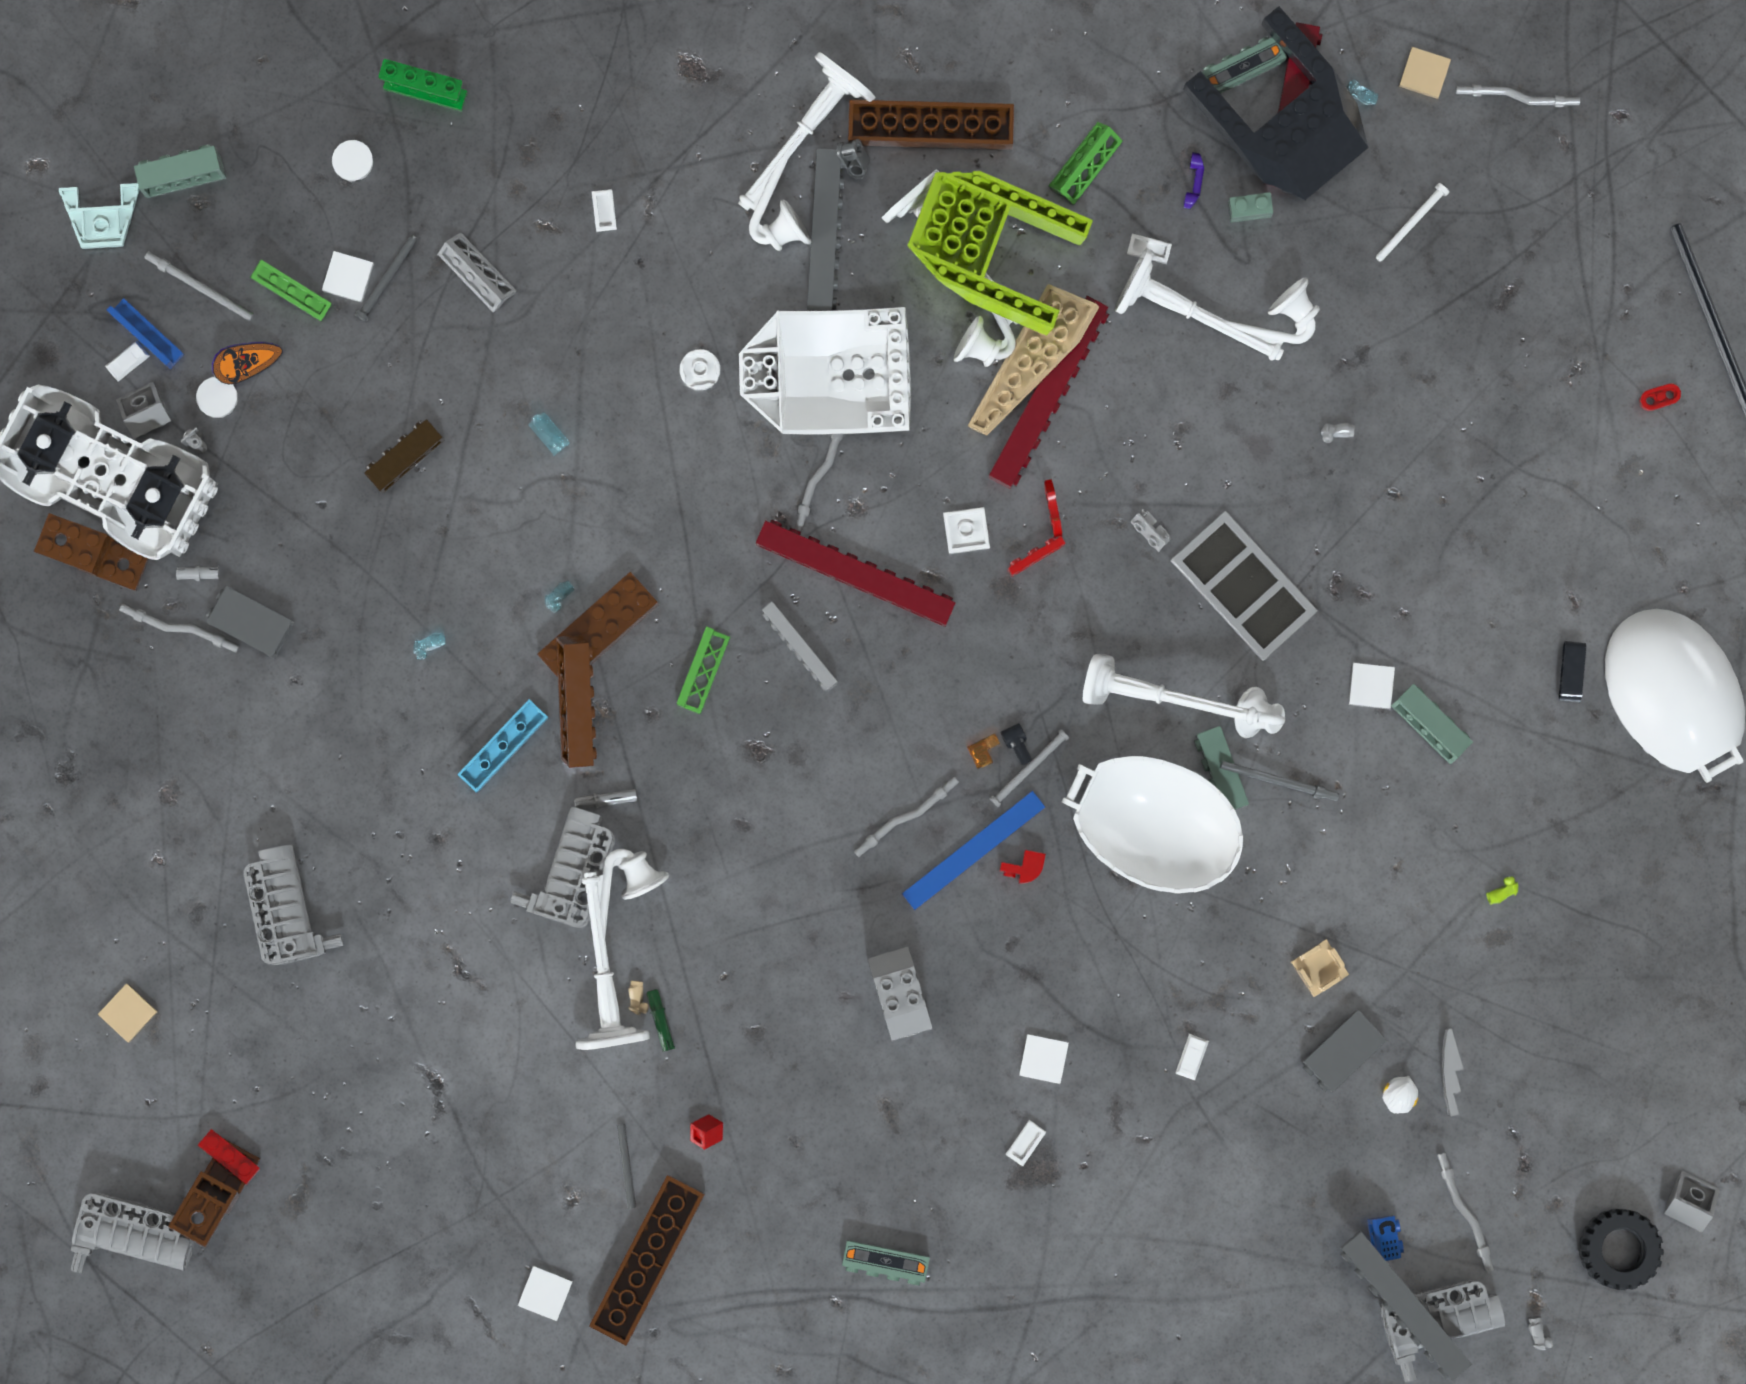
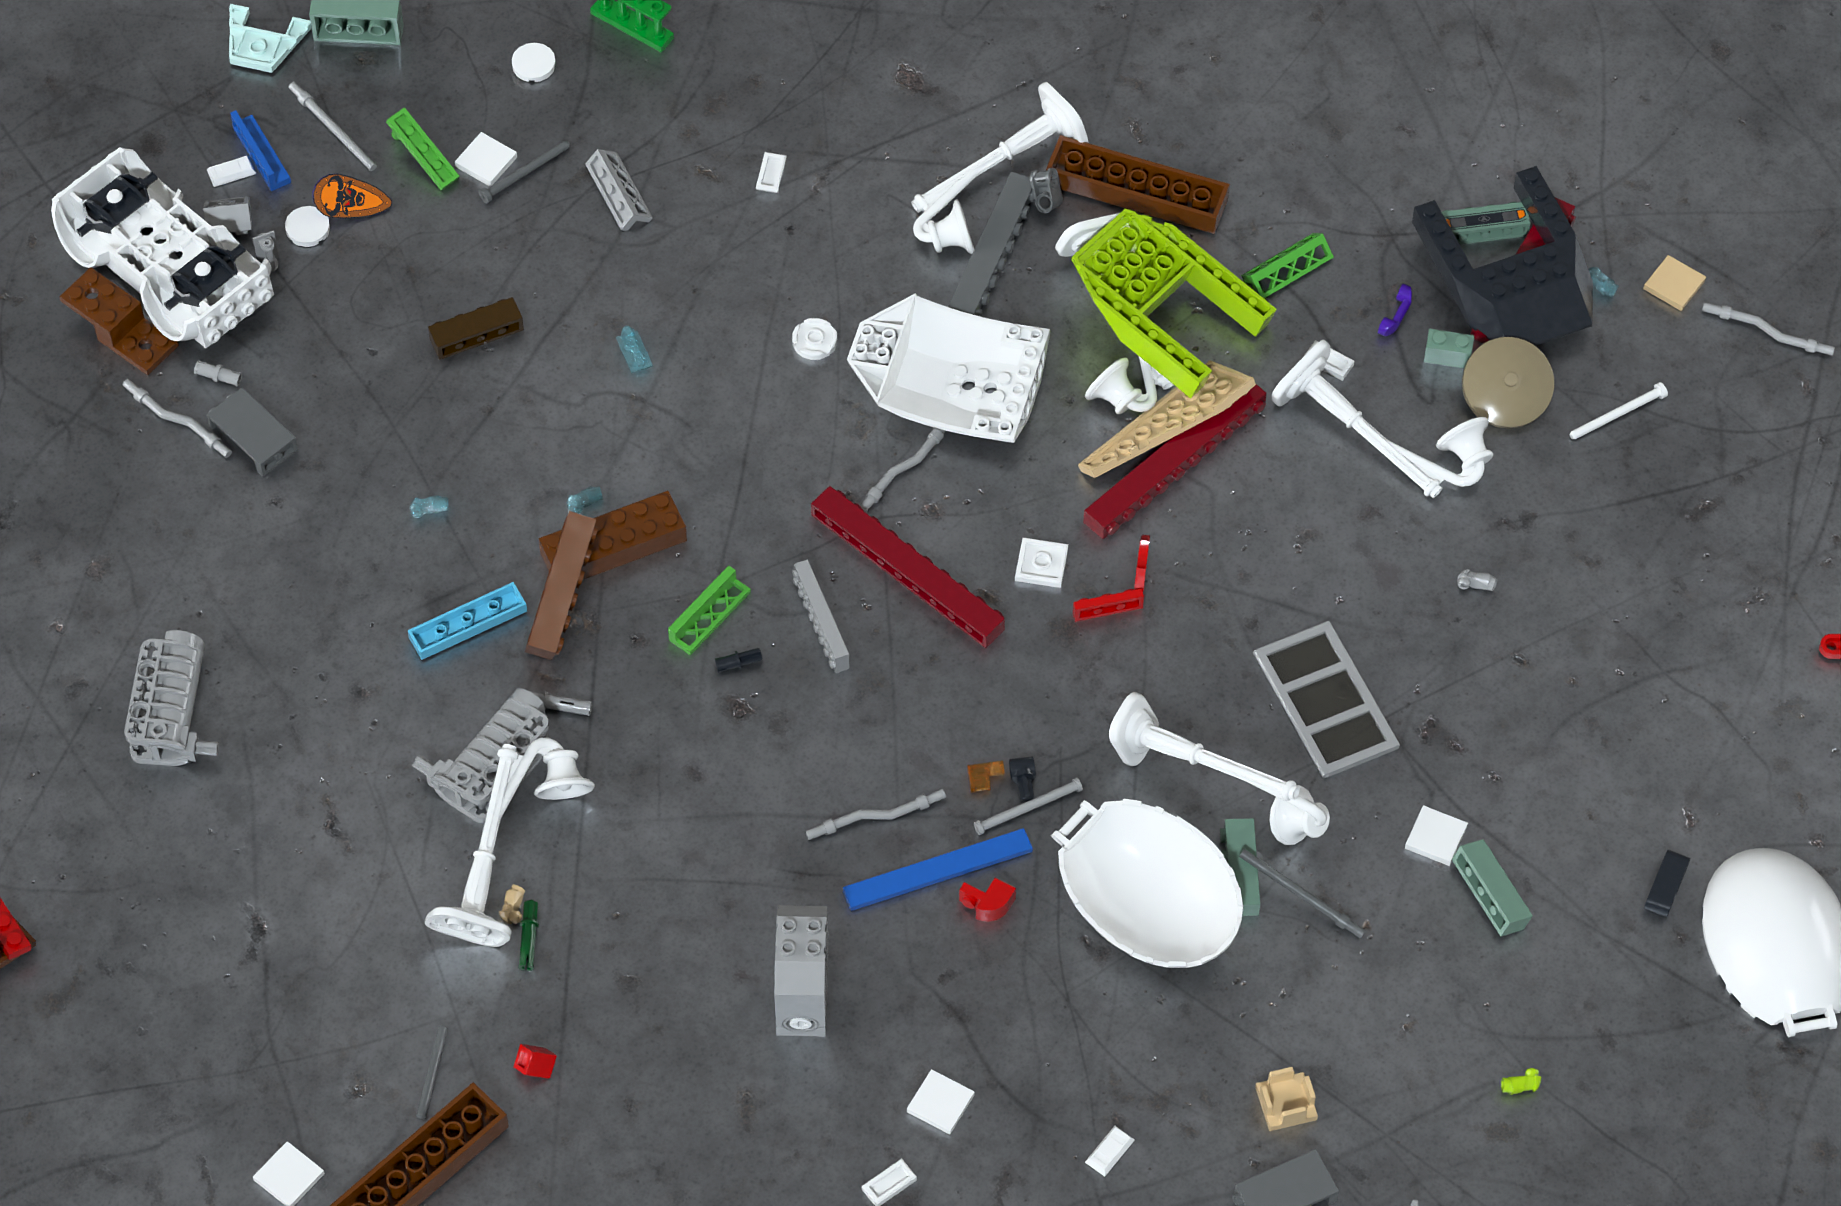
camera: 15 degrees right, 25 degrees down
(743, 709) = (738, 659): none -> black axle
(1143, 523) = (1237, 610): light grey hinge -> none
(1311, 229) = (1508, 382): none -> dark tan dish

